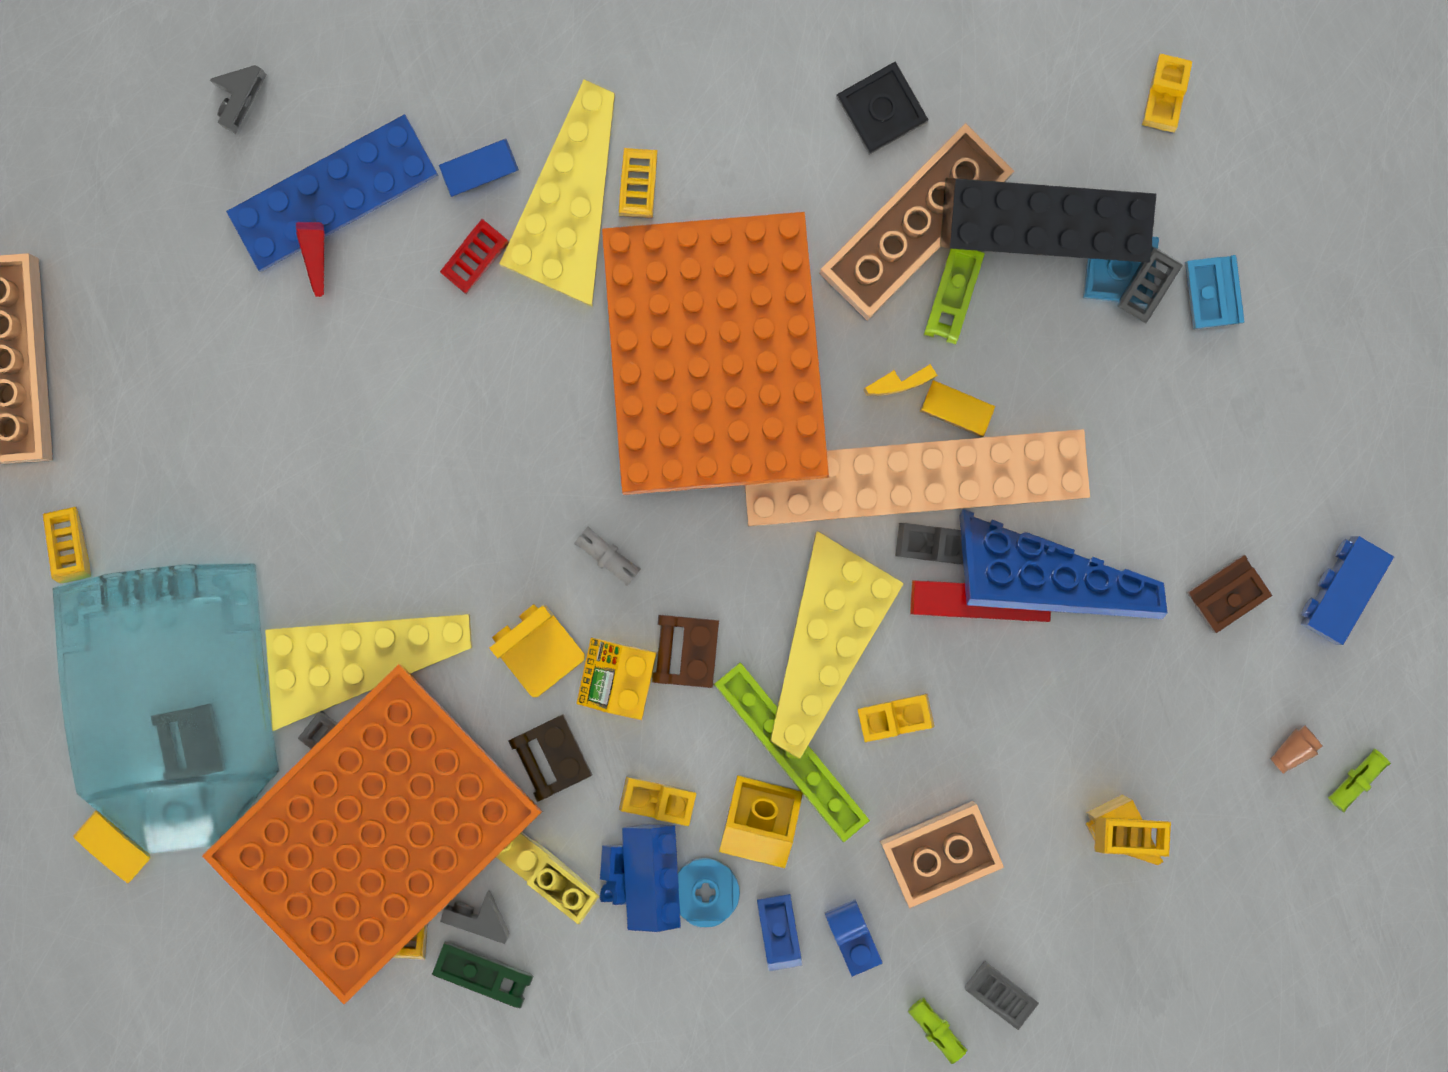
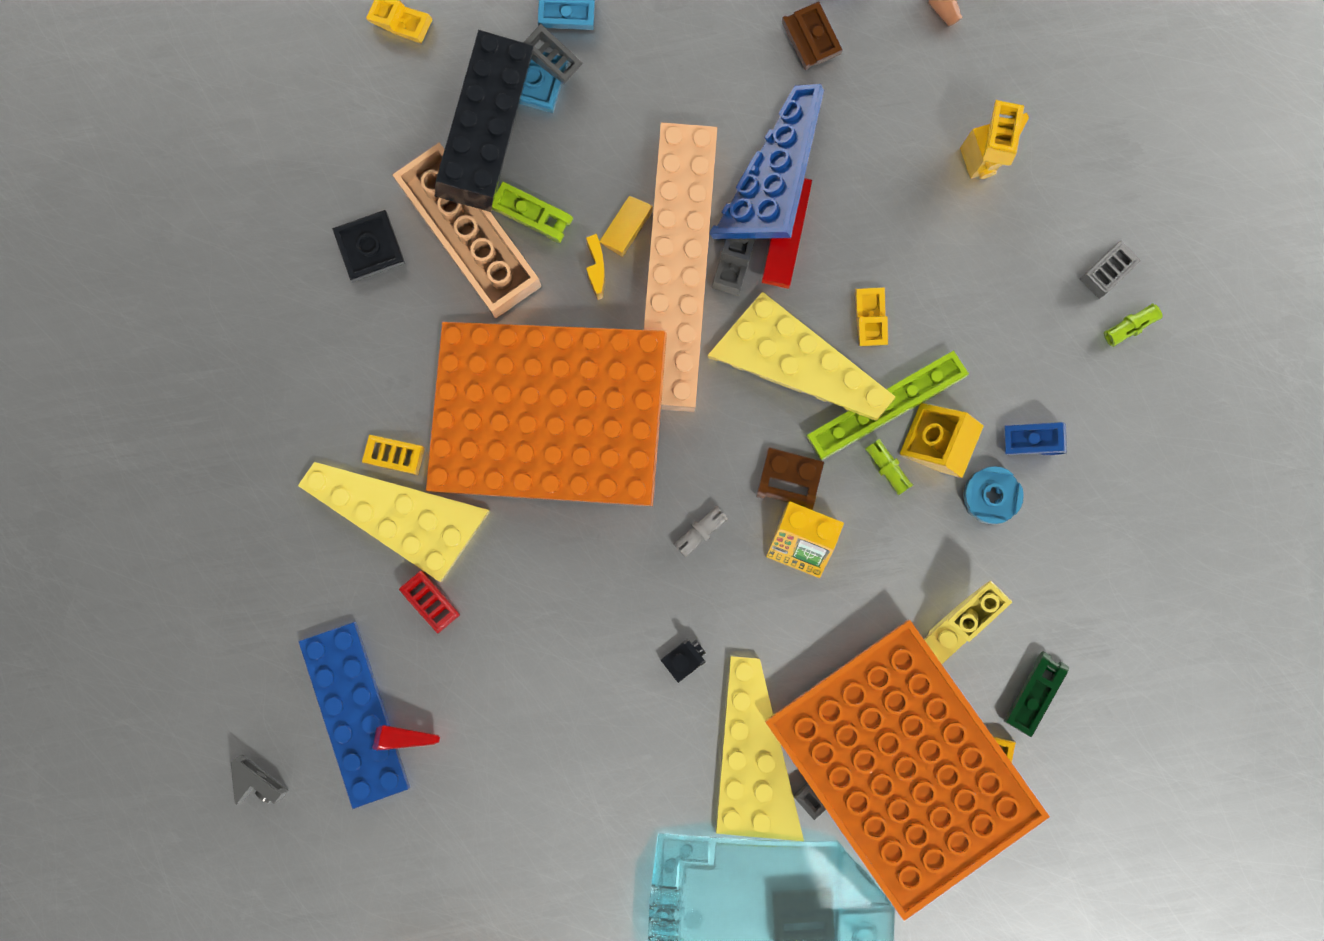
camera: 85 degrees left, 5 degrees down
(456, 561) = (684, 659): none -> black bracket
(478, 167) = (355, 585): blue slope -> none
(486, 924) = (995, 683): dark grey slope -> none
(537, 650) = (770, 602): yellow bracket -> none
(561, 753) = (859, 597): dark brown plate -> none
(613, 872) = (964, 566): blue plate -> none
(651, 877) = (976, 537): blue brick -> none
(657, 801) = (911, 523): yellow slope -> none
(719, 765) = (889, 467): none -> lime pin
(853, 938) = (1046, 380): blue plate -> none
(941, 854) = (990, 295): light nougat brick -> none

